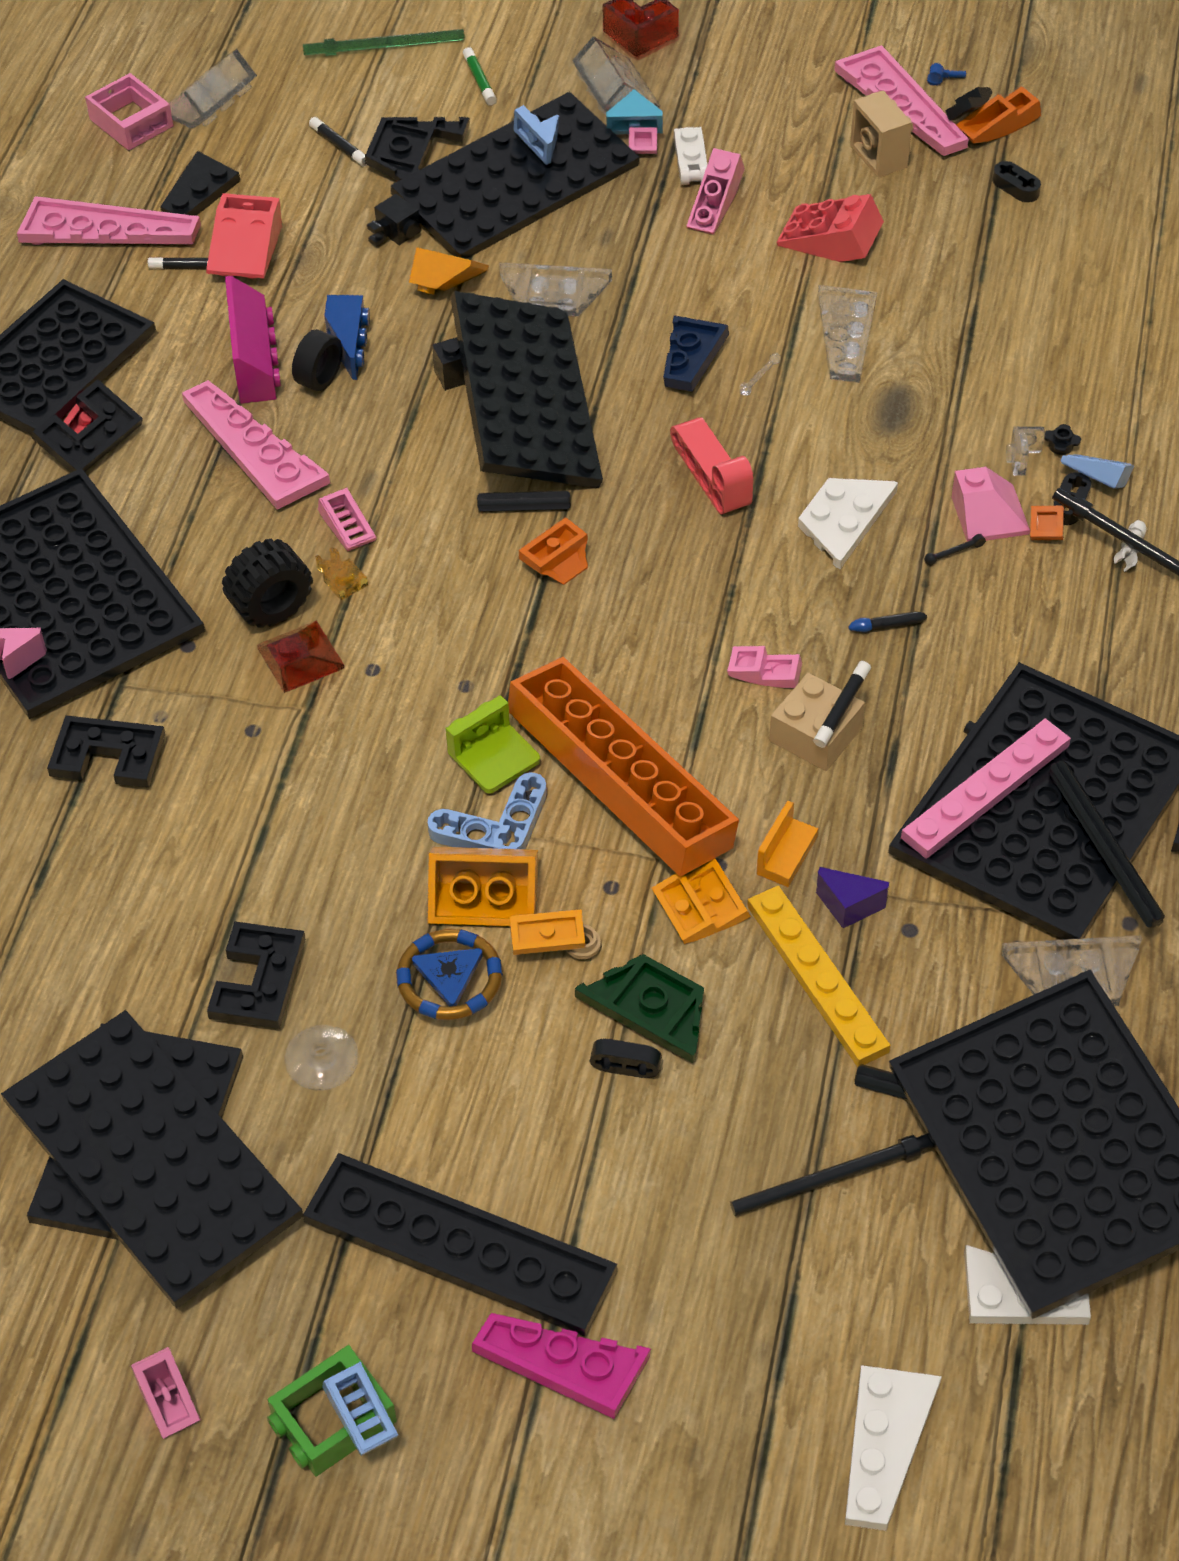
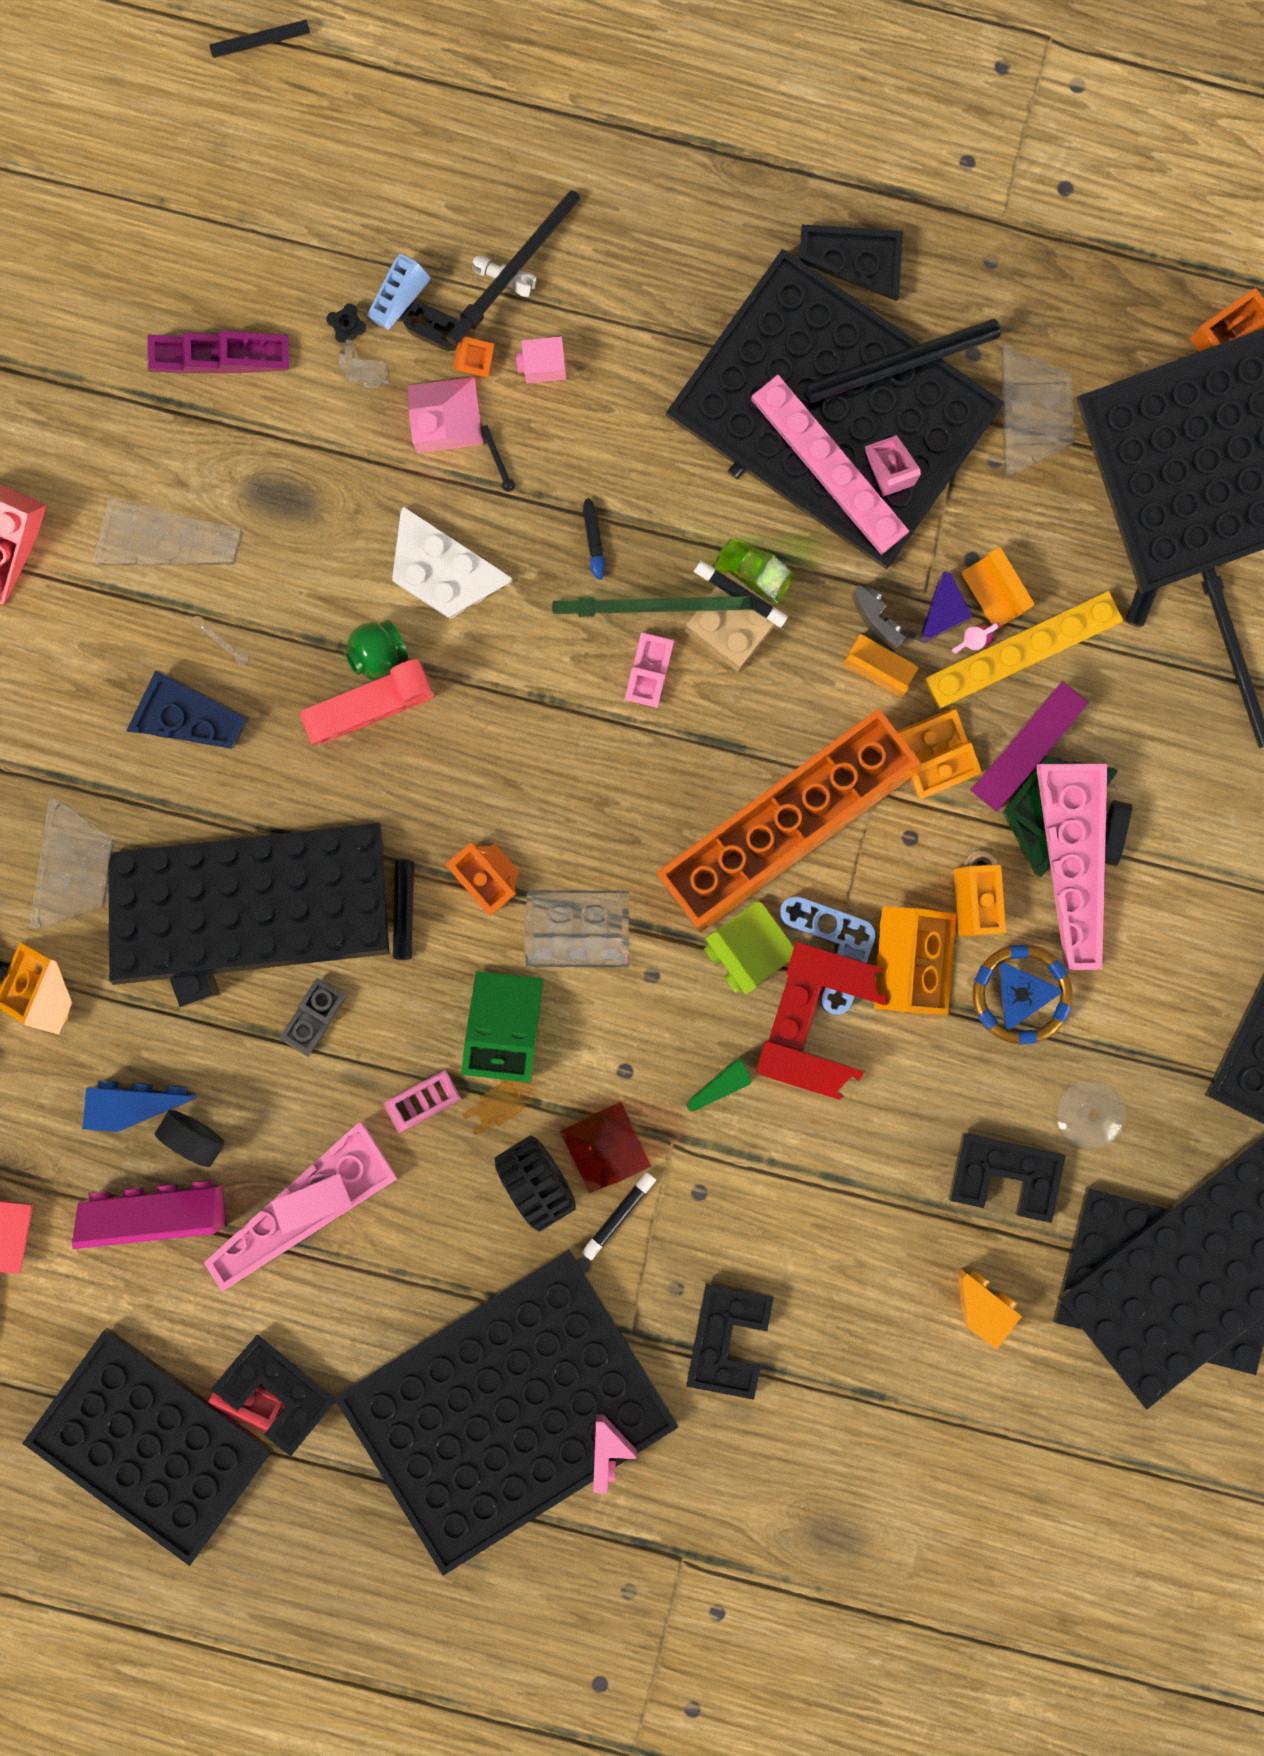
camera: 90 degrees left, 35 degrees up
(120, 956) = (984, 1312): none -> light orange slope
(234, 667) = (618, 1215): none -> black bar
(256, 439) = (311, 1203): none -> bright pink slope
(360, 735) = (726, 1082): none -> green slope
(383, 779) = (784, 1052): none -> red wedge
(412, 566) = (502, 1027): none -> green slope
(416, 444) = (312, 1017): none -> flat silver slope
(508, 618) = (577, 929): none -> clear slope
(625, 1008) = (1075, 834): none -> bright pink wing
(723, 979) = (1029, 746): none -> magenta slope
(766, 460) = (375, 649): none -> green piece
(820, 616) = (589, 606): none -> clear green bar
(825, 928) = (977, 637): none -> piece
(836, 836) = (870, 607): none -> flat silver slope
(870, 737) = (755, 569): none -> clear neon green slope
(880, 947) = (997, 588): none -> light orange panel
(990, 833) = (892, 465): none -> bright pink slope
(1018, 356) = (218, 353): none -> magenta slope
(1054, 572) = (542, 360): none -> bright pink brick

